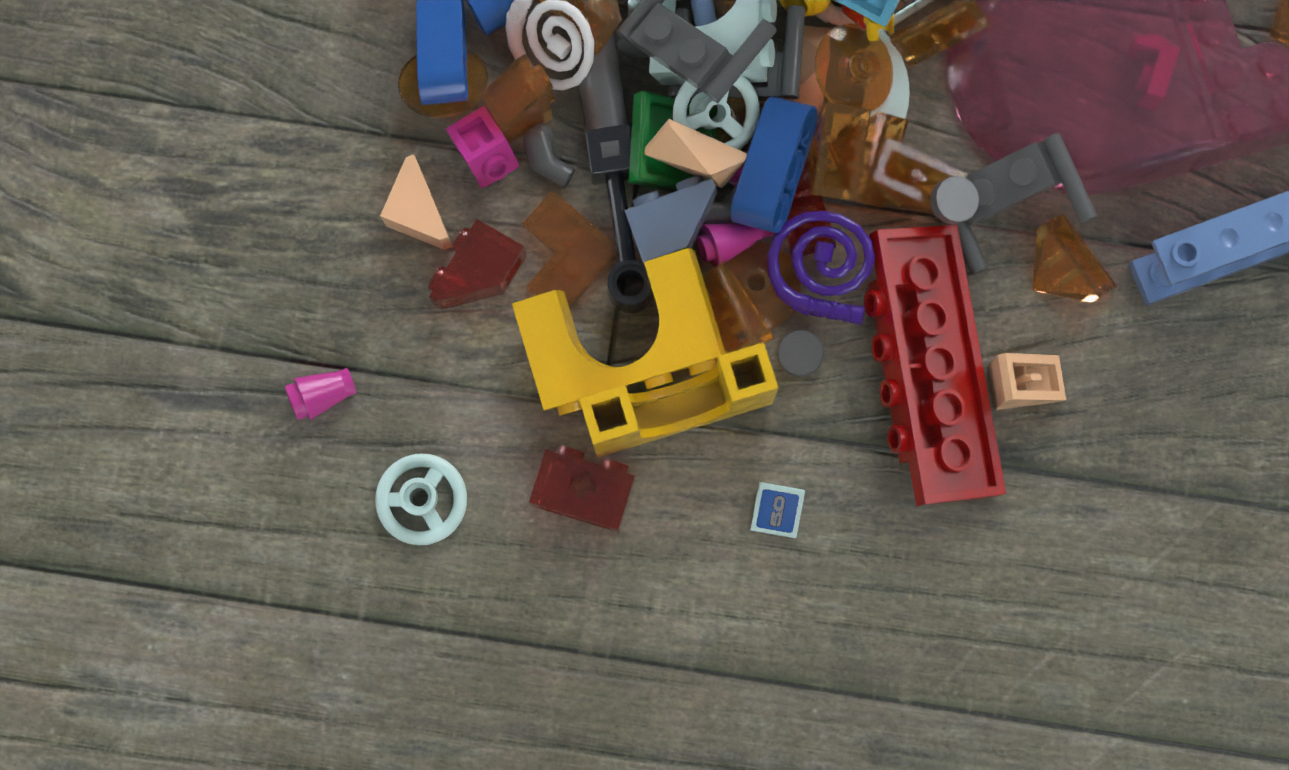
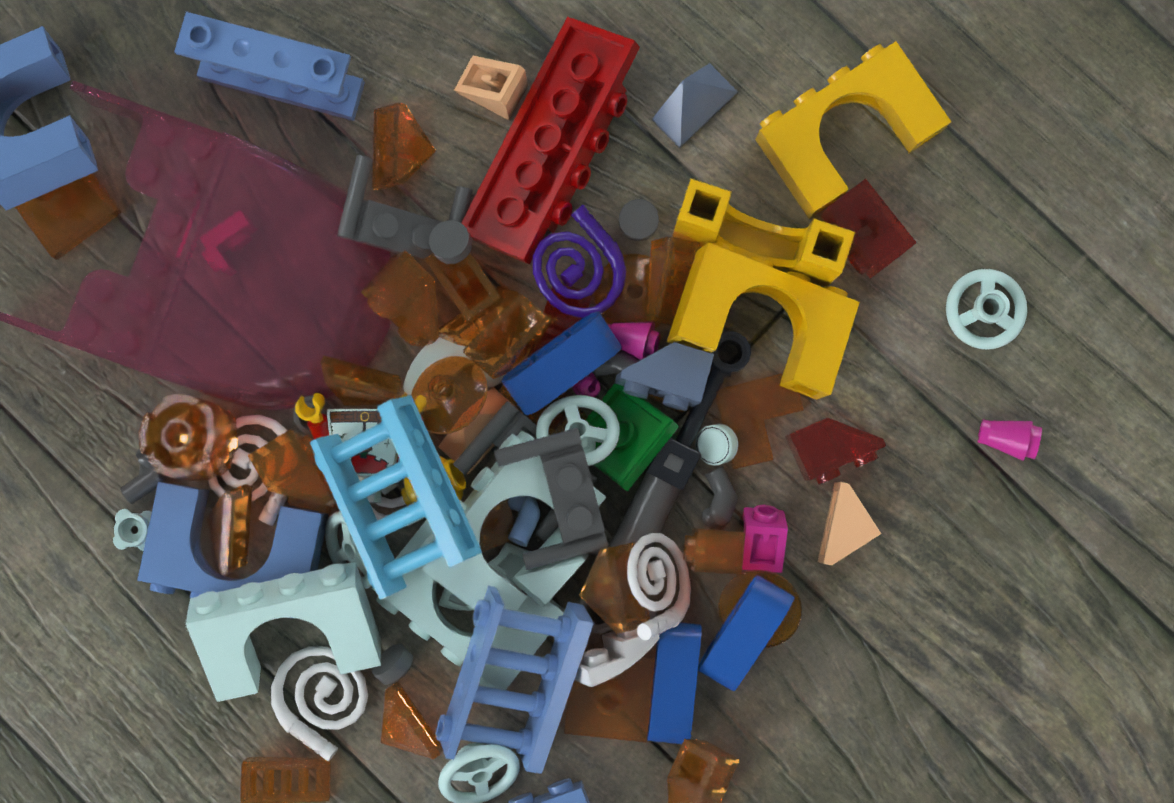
camera: 145 degrees left, 5 degrees up
(583, 200) = (716, 444): none -> light aqua piece
(695, 153) = (617, 407): light nougat slope -> none
(712, 528) = (883, 82): none -> yellow arch
(777, 510) = (735, 121): slope -> none
(827, 500) = (693, 104): none -> sand blue slope
(957, 131) = (407, 298): none -> clear orange slope

